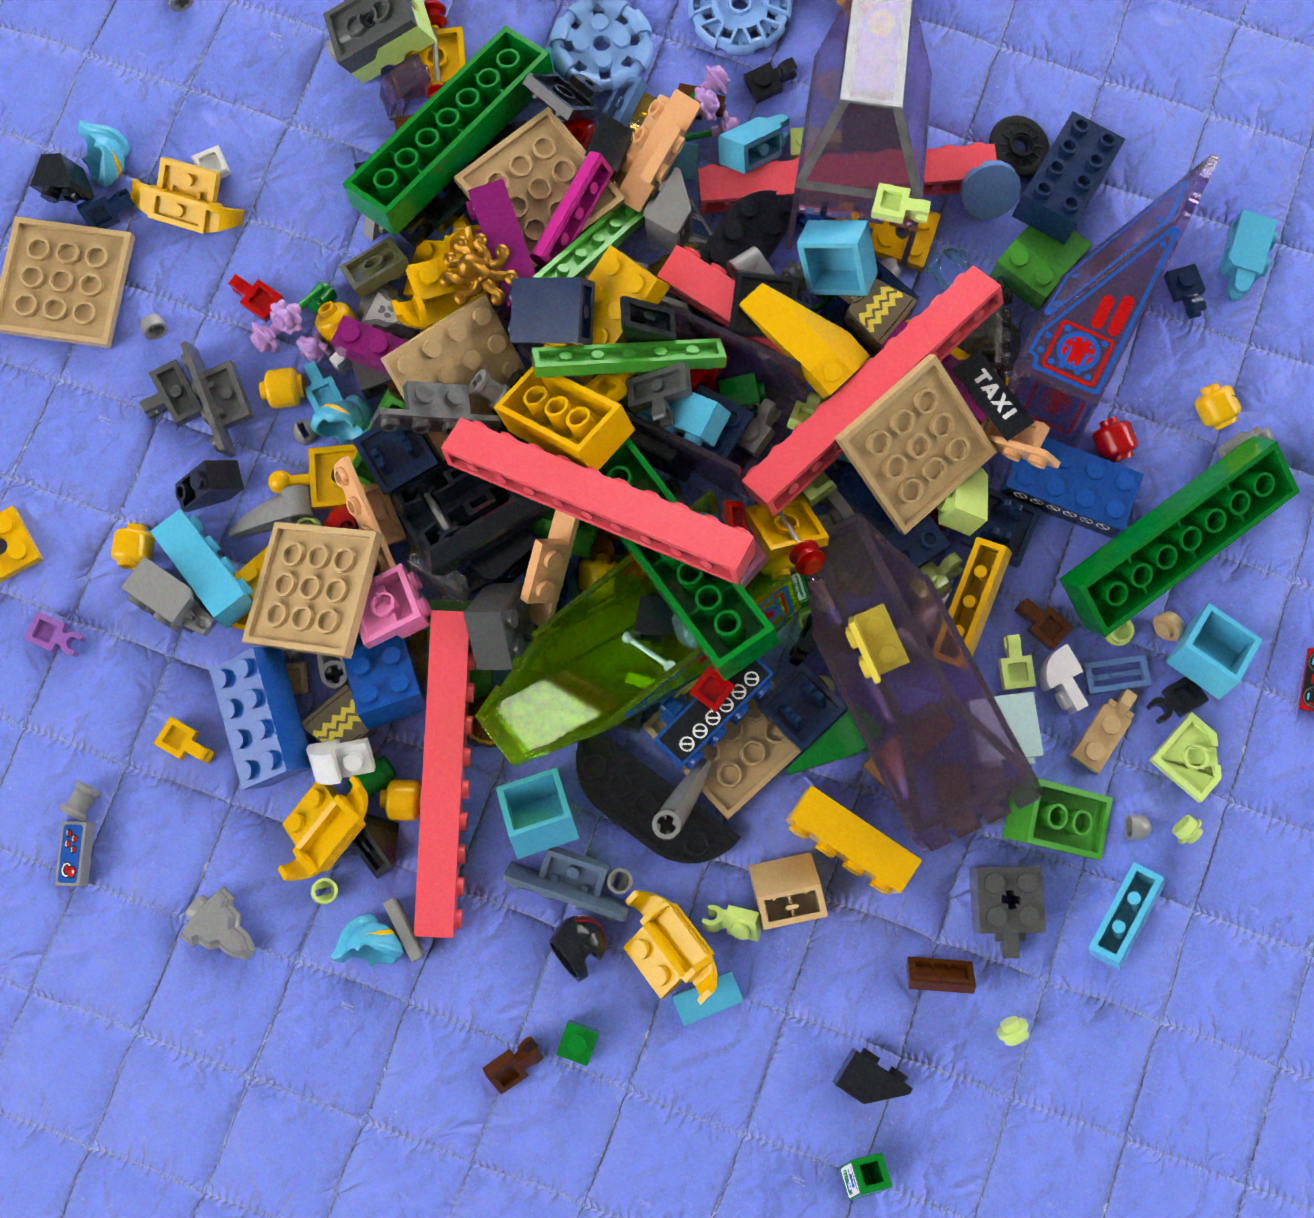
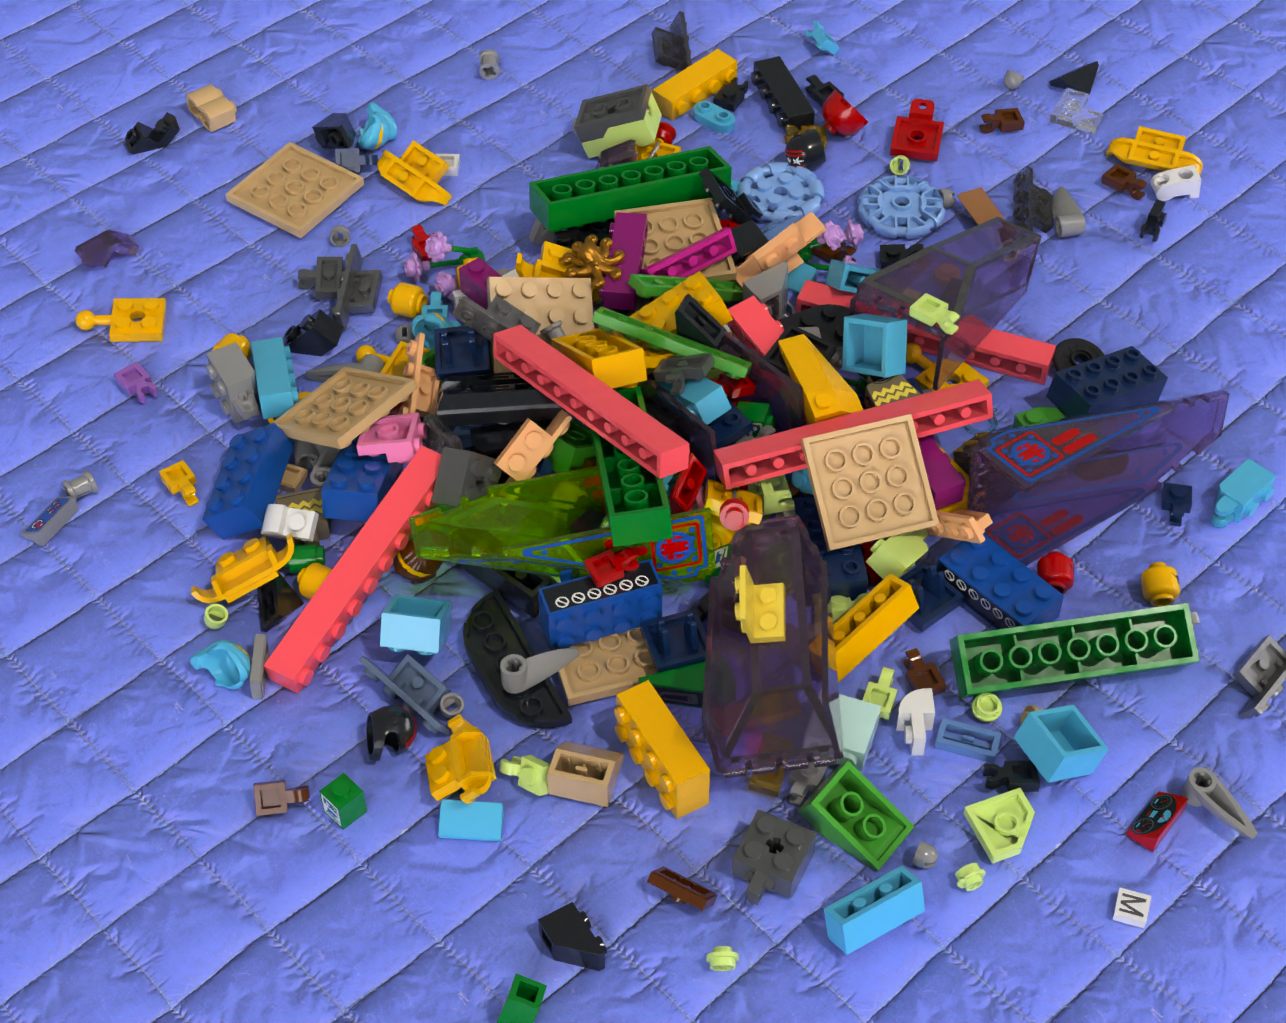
camera: 25 degrees right, 30 degrees down
(217, 925) = (119, 603): light grey rock -> none
(375, 267) = (509, 256): olive plate -> none
(551, 311) = (634, 292): dark blue panel -> none
(990, 189) = (1034, 371): medium blue tile -> none
(993, 395) = (954, 479): black sticker -> none
(1104, 732) = (935, 776): tan hinge -> none

